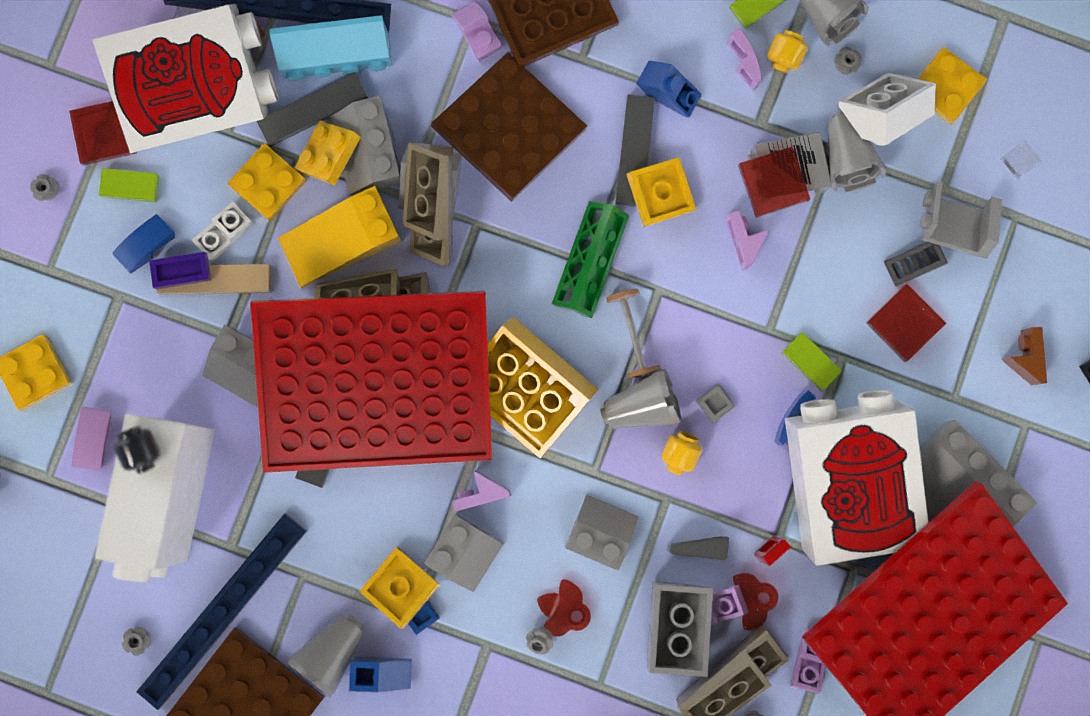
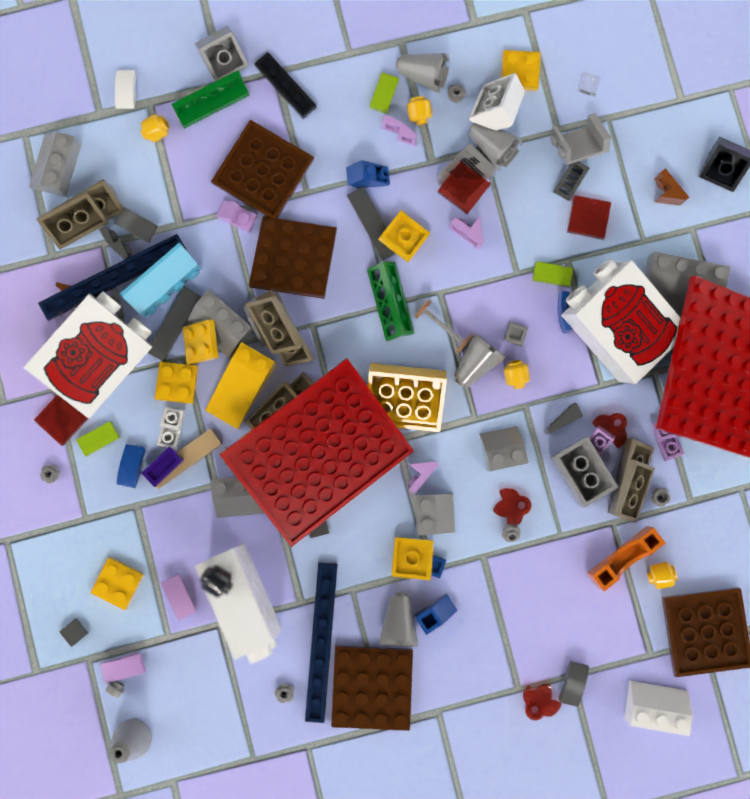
camera: 35 degrees left, 0 degrees up
(772, 550) = (604, 393): red tile -> none

